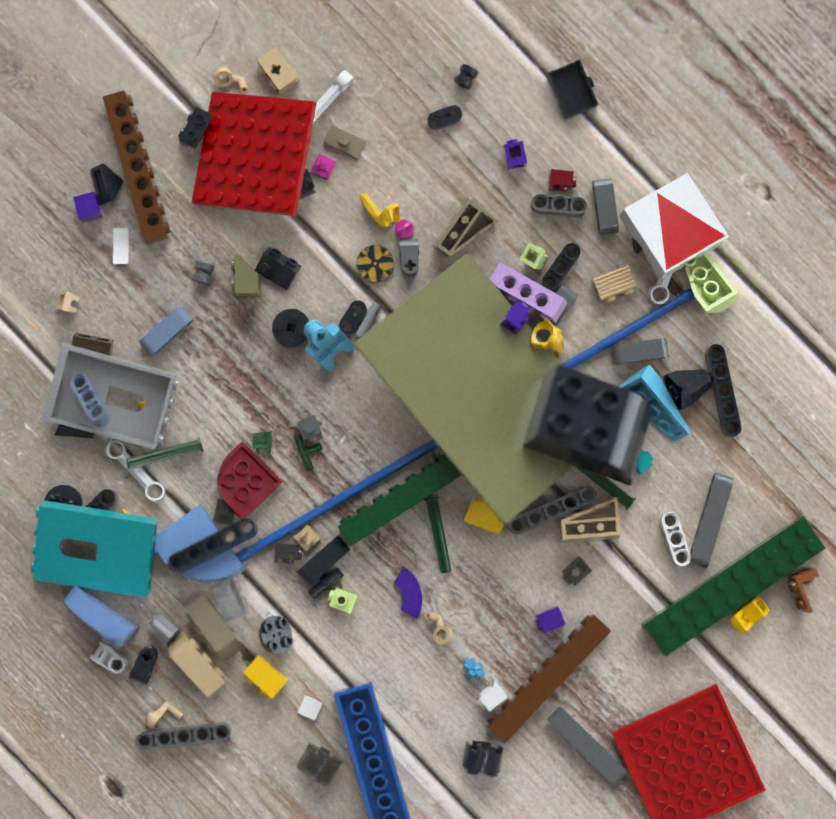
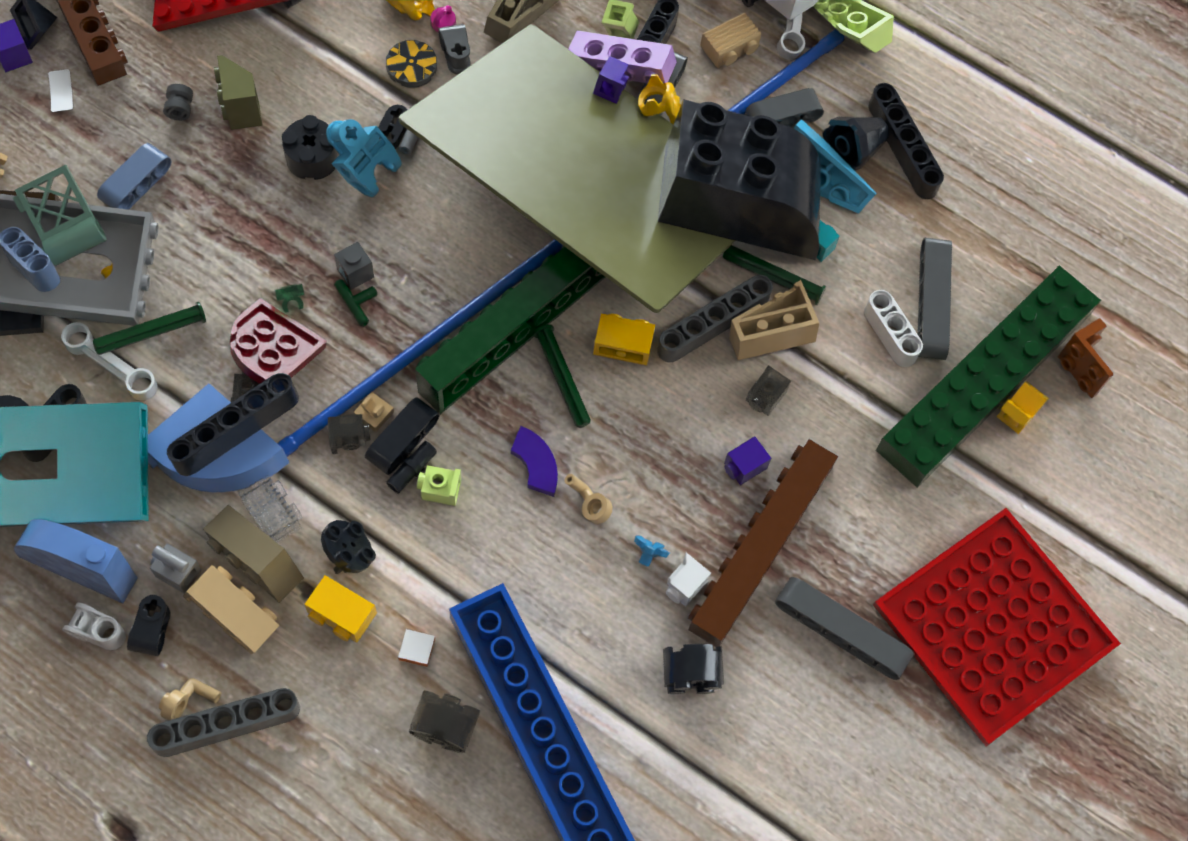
camera: 15 degrees left, 20 degrees down
(114, 385) = (67, 238): none -> sand green piece
(277, 268) = (280, 85): black bracket -> none

